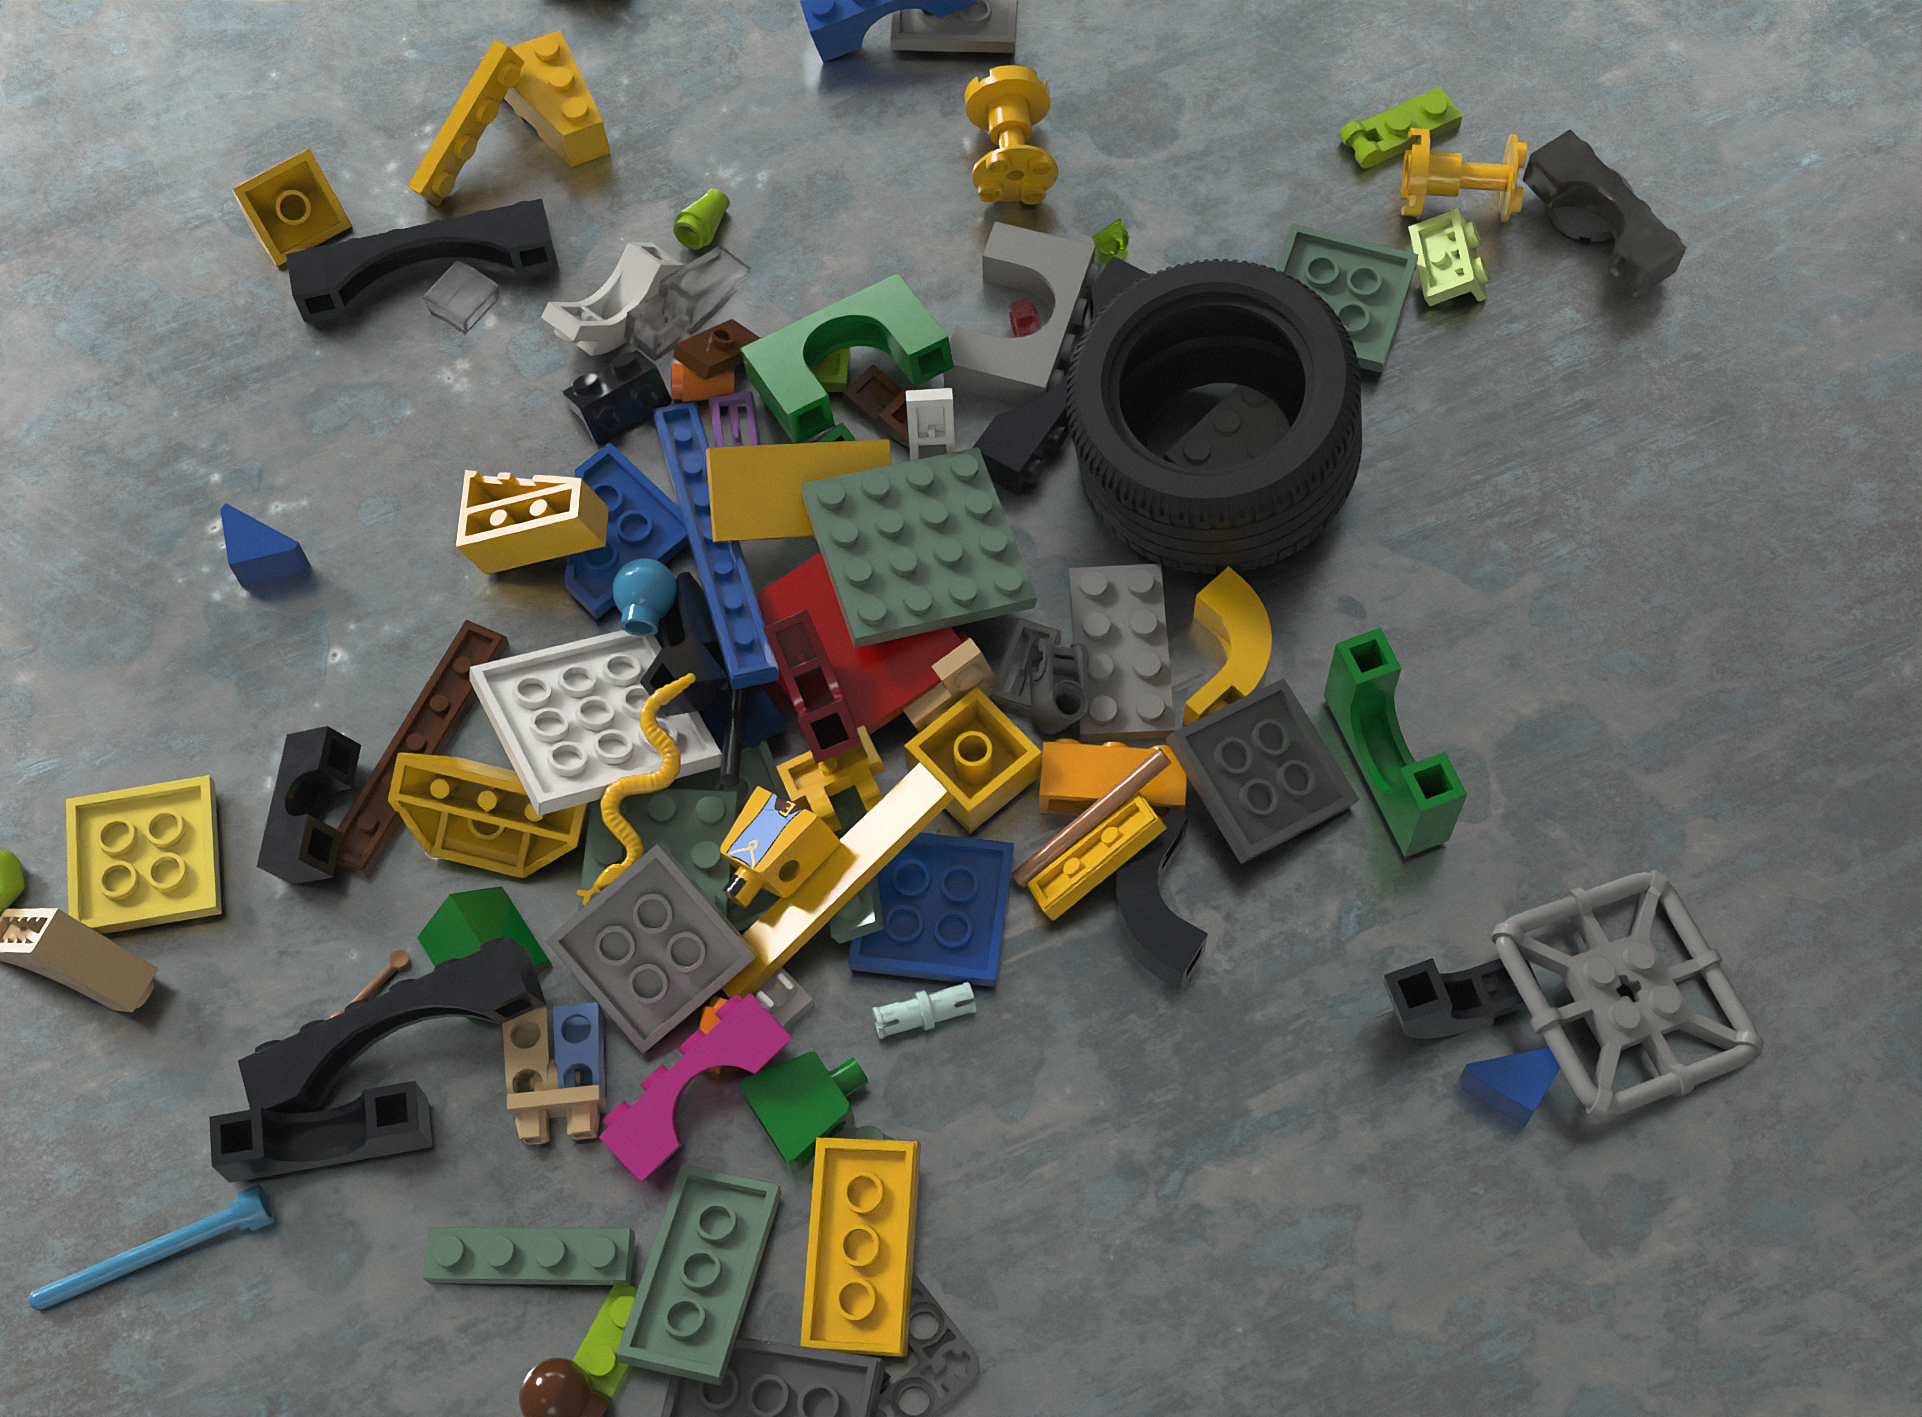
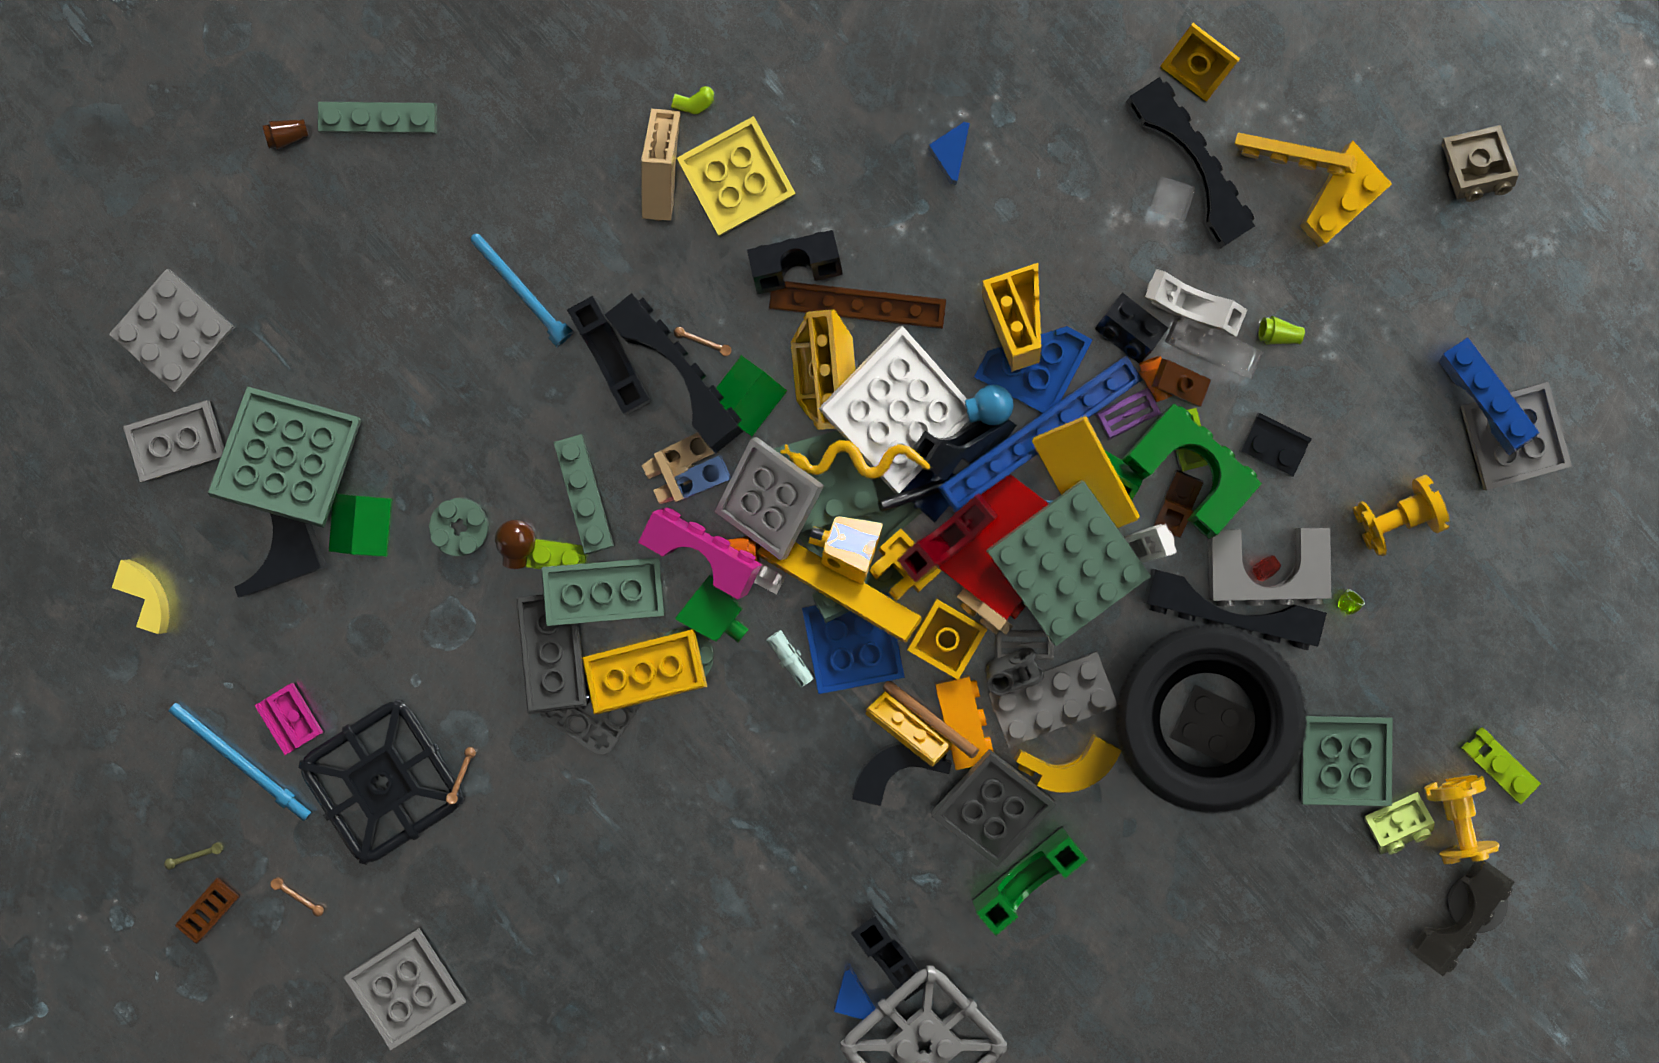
camera: 70 degrees right, 25 degrees up
(855, 264) = (1275, 444): none -> black plate

